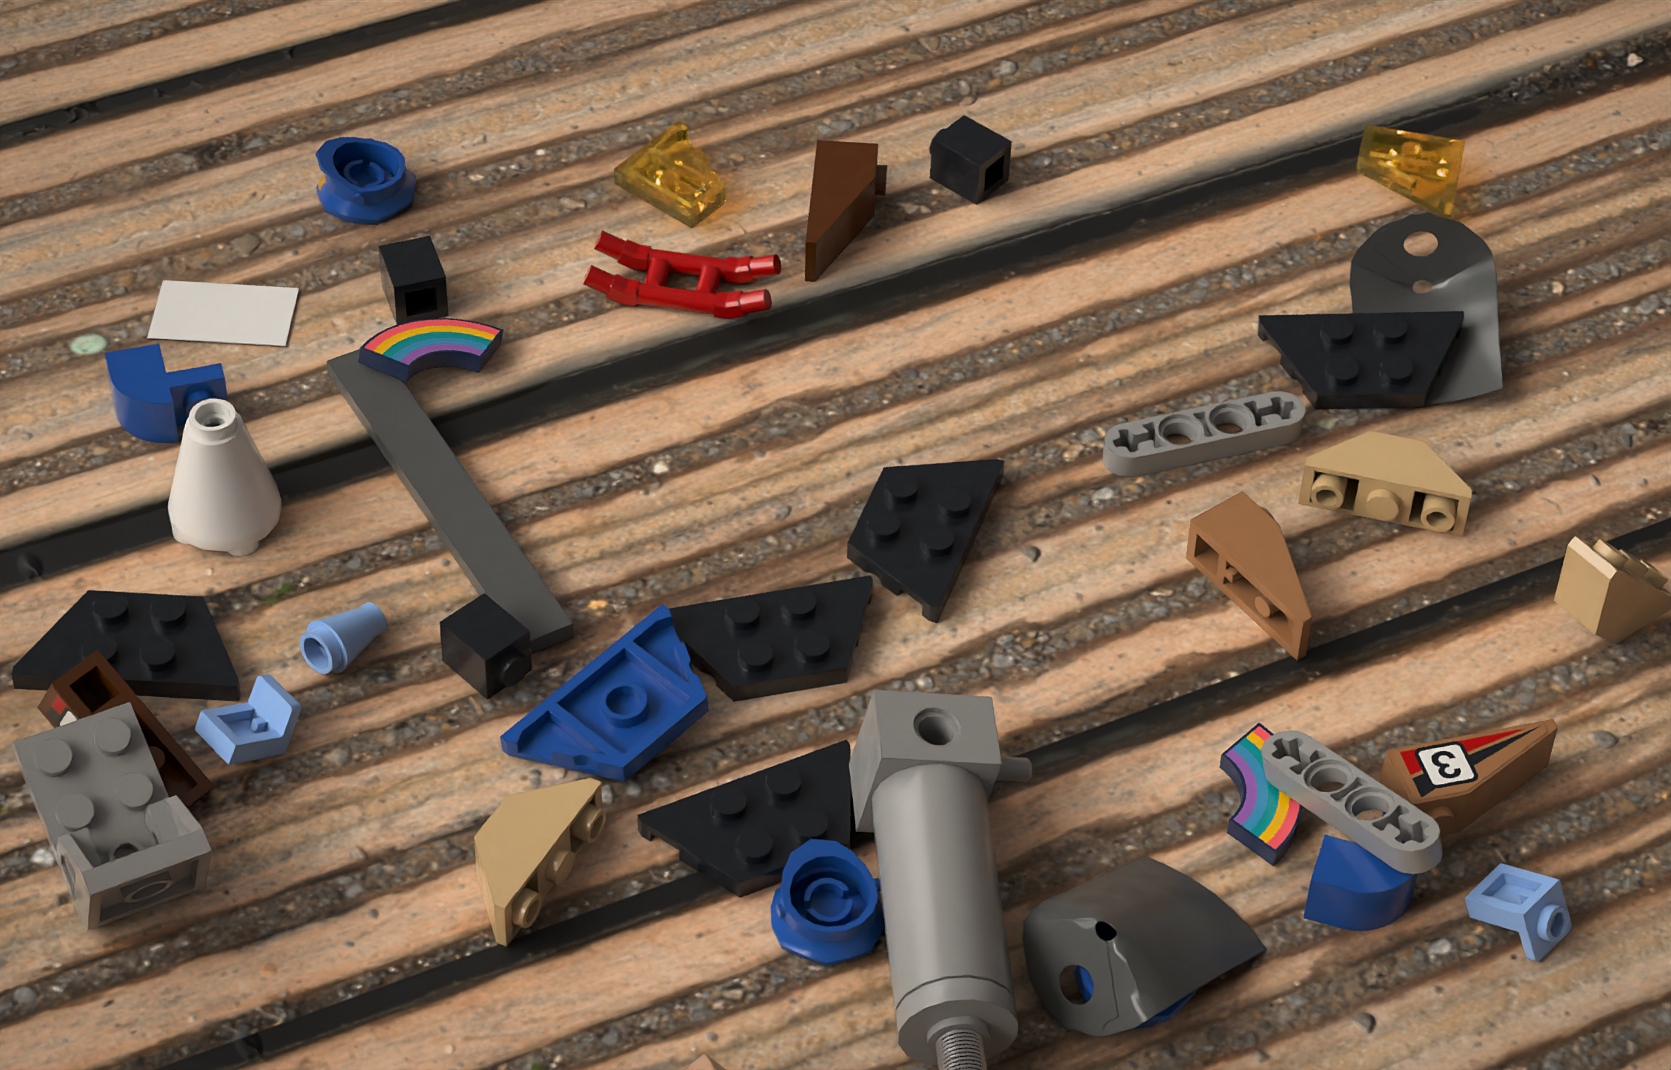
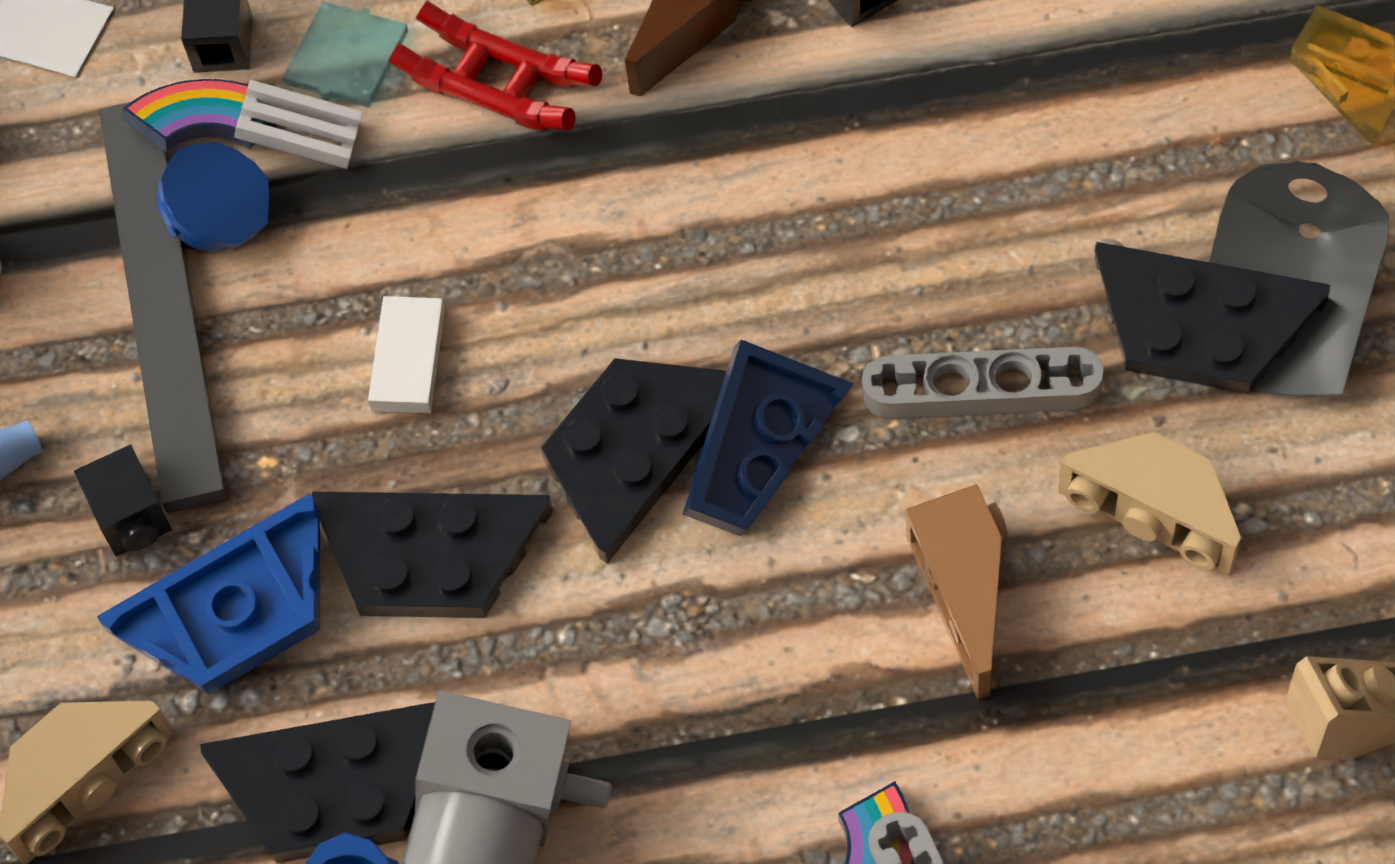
camera: 25 degrees right, 15 degrees up
(470, 405) = (213, 197): none -> blue hat
(522, 341) = (301, 116): none -> white tile
(535, 289) = (345, 54): none -> clear light blue piece
(693, 499) = (406, 354): none -> white tile
(1033, 497) = (757, 433): none -> dark blue wing

